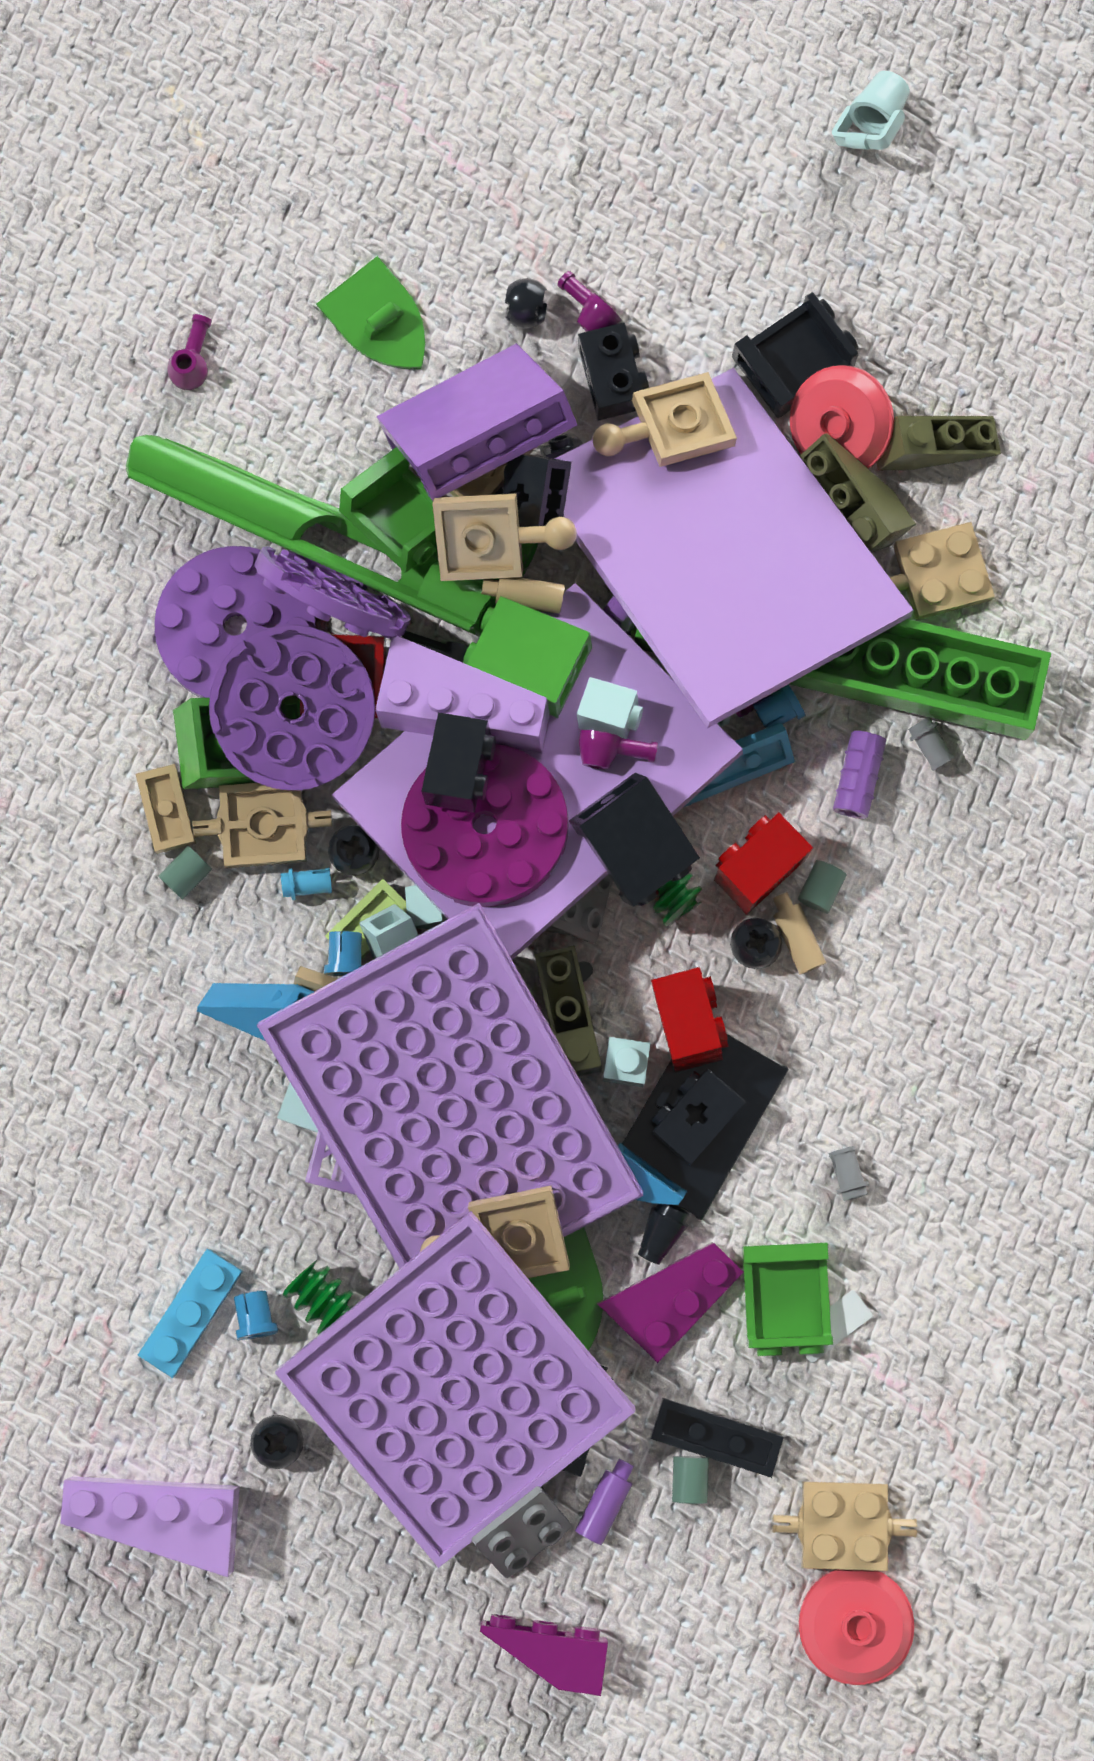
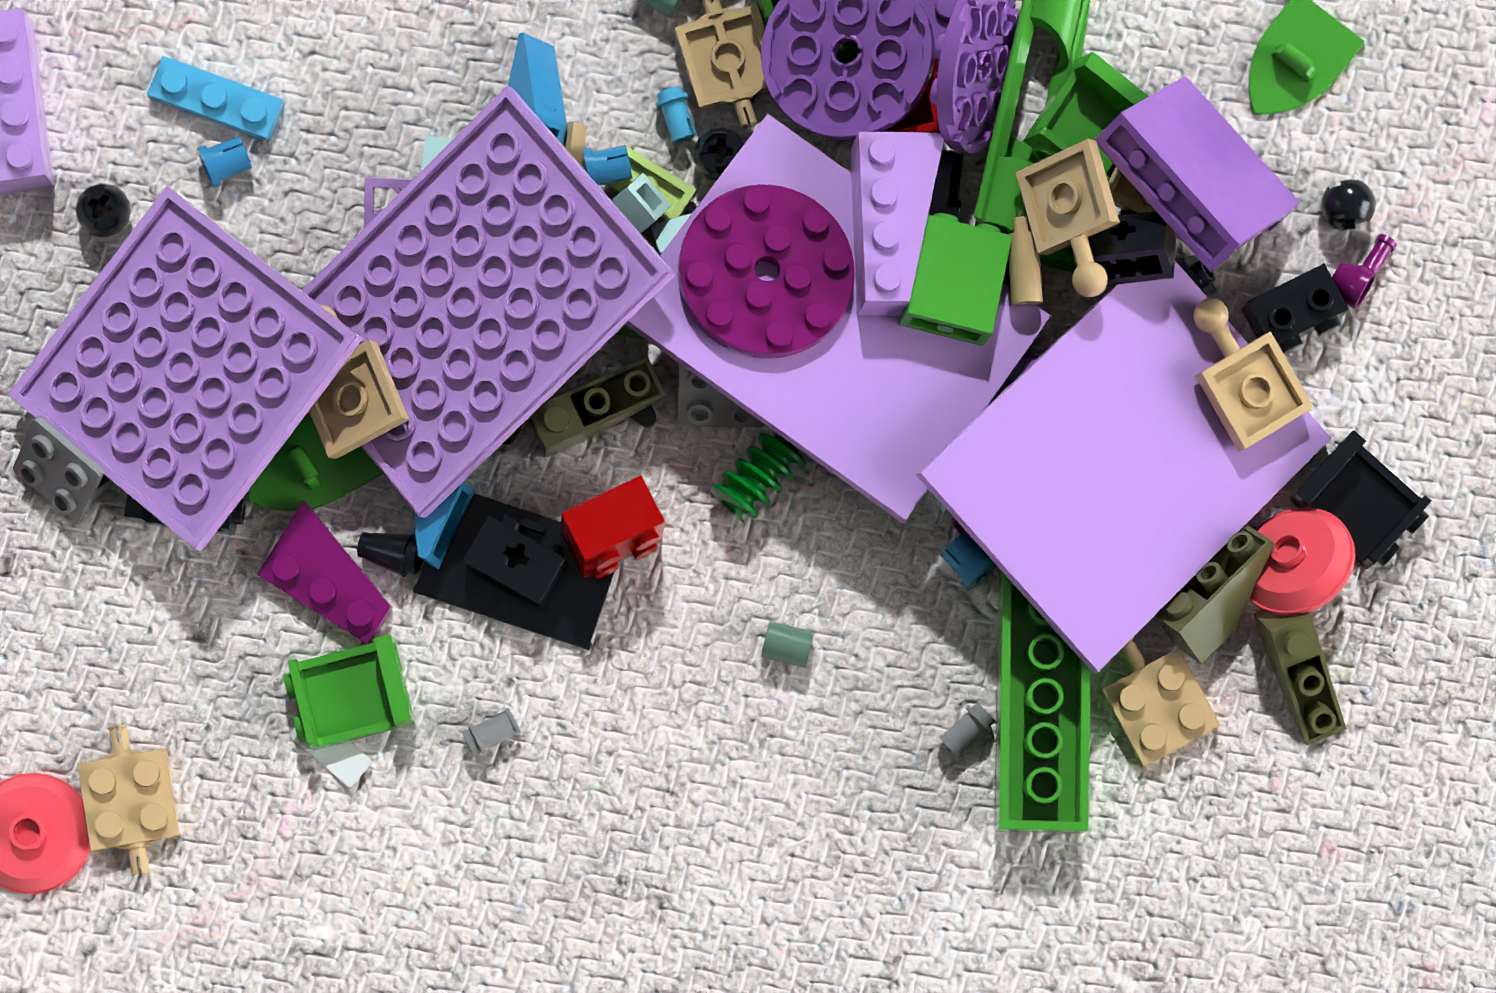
camera: 75 degrees right, 0 degrees up
(319, 1296) = (256, 217): green piece -> none
(457, 762) = (819, 223): black brick -> none
(600, 748) = (871, 372): magenta bar -> none
(605, 1503) = (105, 551): medium lavender cylinder -> none
(609, 708) = (915, 371): light aqua brick -> none
(626, 1062) = (558, 477): light aqua brick -> none
(636, 839) = (782, 427): black panel -> none
(690, 1479) = (145, 631): sand green piece -> none
(717, 1437) = (192, 650): black plate -> none
(760, 928) = (695, 585): black piece -> none
(761, 754) = (907, 542): medium azure plate -> none
(762, 863) = (795, 570): red brick -> none
(797, 935) = (731, 629): tan cylinder -> none
(859, 774) = (916, 659): medium lavender axle -> none

